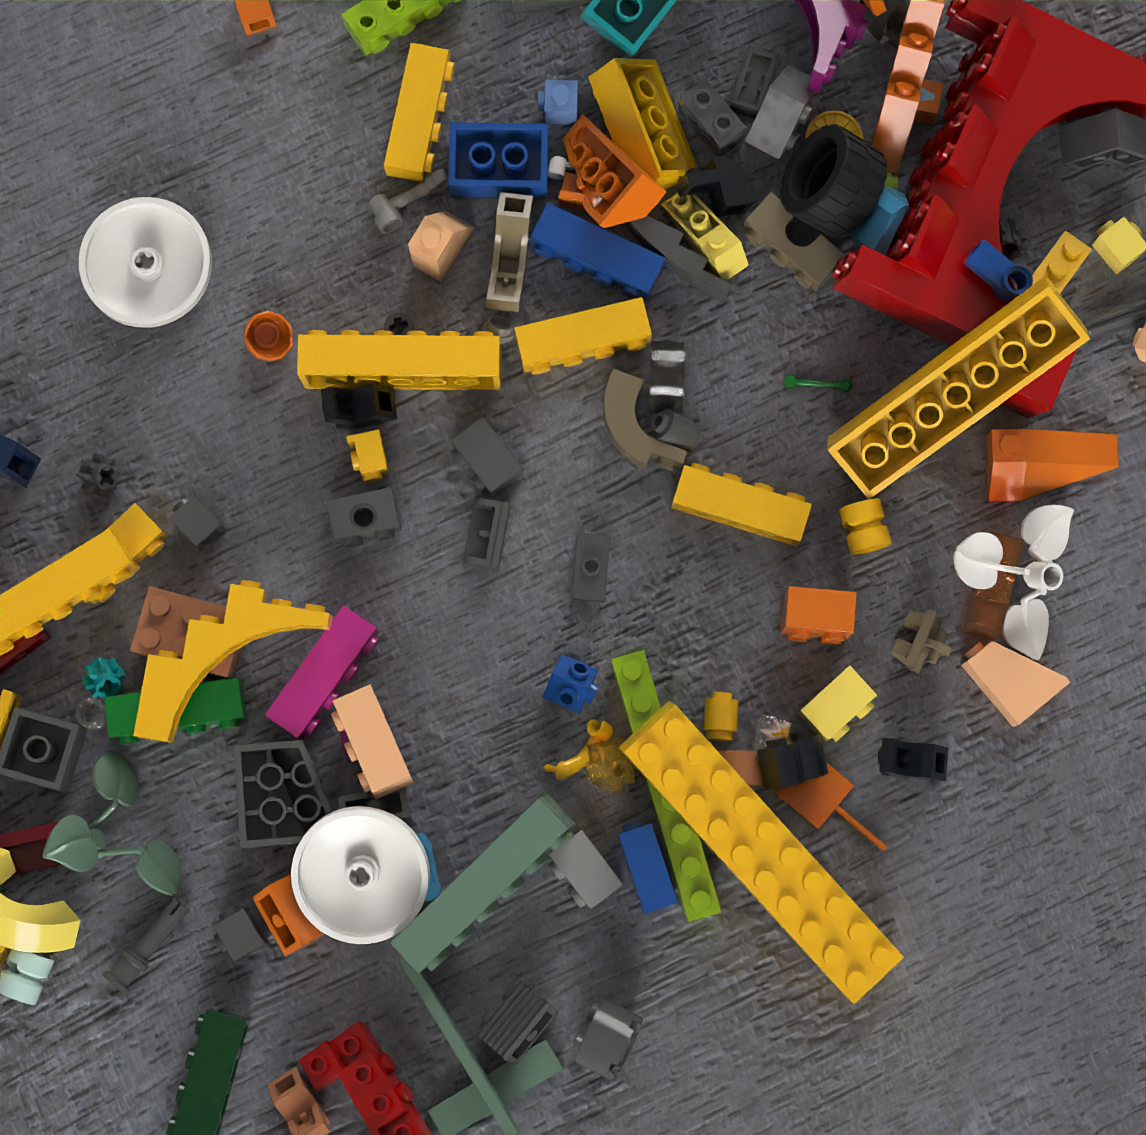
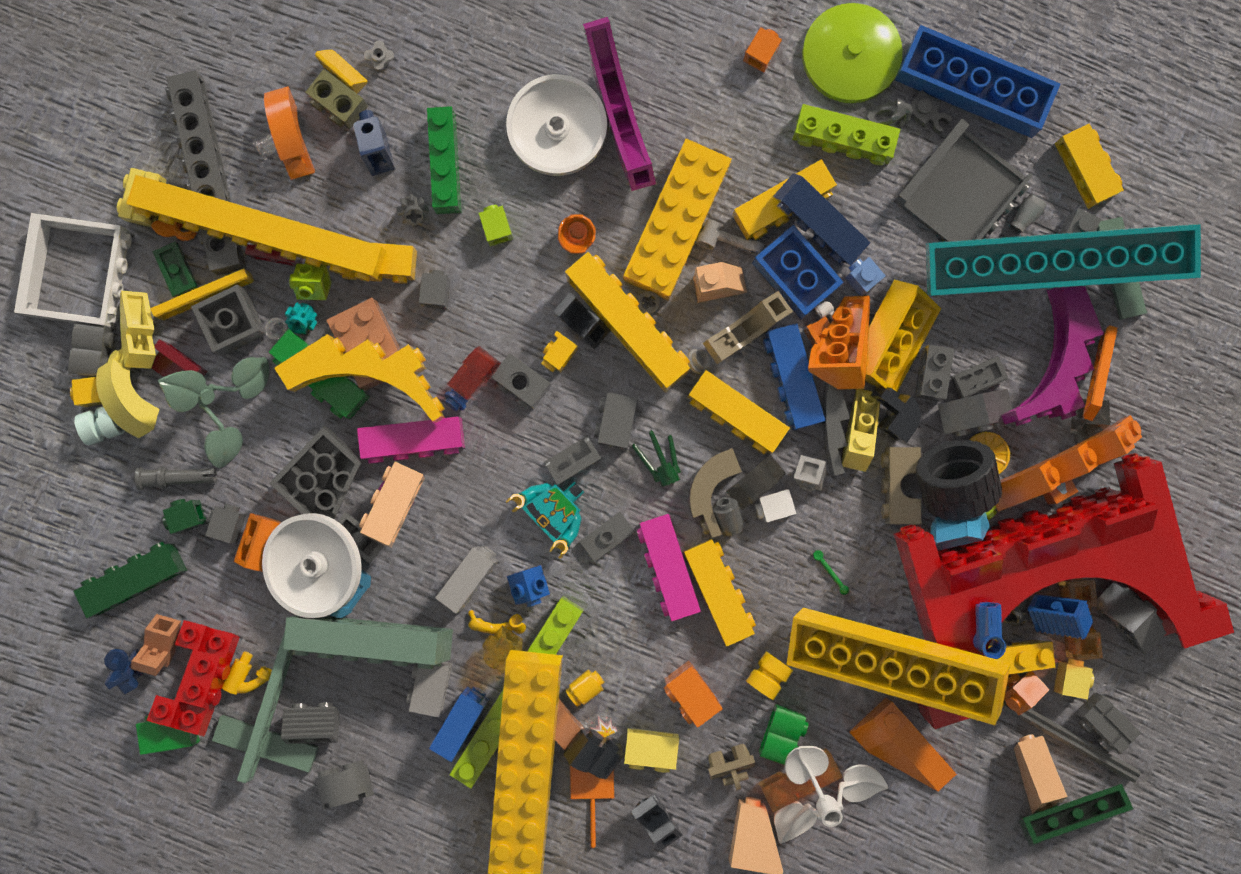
camera: 50 degrees right, 5 degrees up
(76, 636) = (310, 282): none -> lime brick
(78, 400) = (444, 160): none -> green brick
(160, 178) = (617, 105): none -> magenta arch
(188, 407) = (495, 225): none -> lime brick
(193, 970) = (183, 516): none -> dark green brick
(314, 553) = (476, 369): none -> clear red brick
(324, 595) = (455, 400): none -> blue plate
(343, 229) = (677, 219): none -> yellow brick
(399, 1049) = (235, 682): none -> yellow plant
(469, 92) = (821, 219): none -> dark blue brick
(510, 733) = (467, 578): none -> light grey brick
(519, 596) = (552, 511): none -> torso
(580, 451) = (667, 472): none -> dark green plant
(673, 531) = (669, 566): none -> dark pink brick
(705, 378) = (775, 506): none -> white brick
(707, 322) = (810, 477): none -> light grey brick
(933, 564) = (782, 734): none -> green brick
(1046, 201) = (1060, 616): none -> blue brick
(1048, 177) = (1090, 646): none -> clear orange arch
(1090, 298) = (1024, 691): none -> orange brick

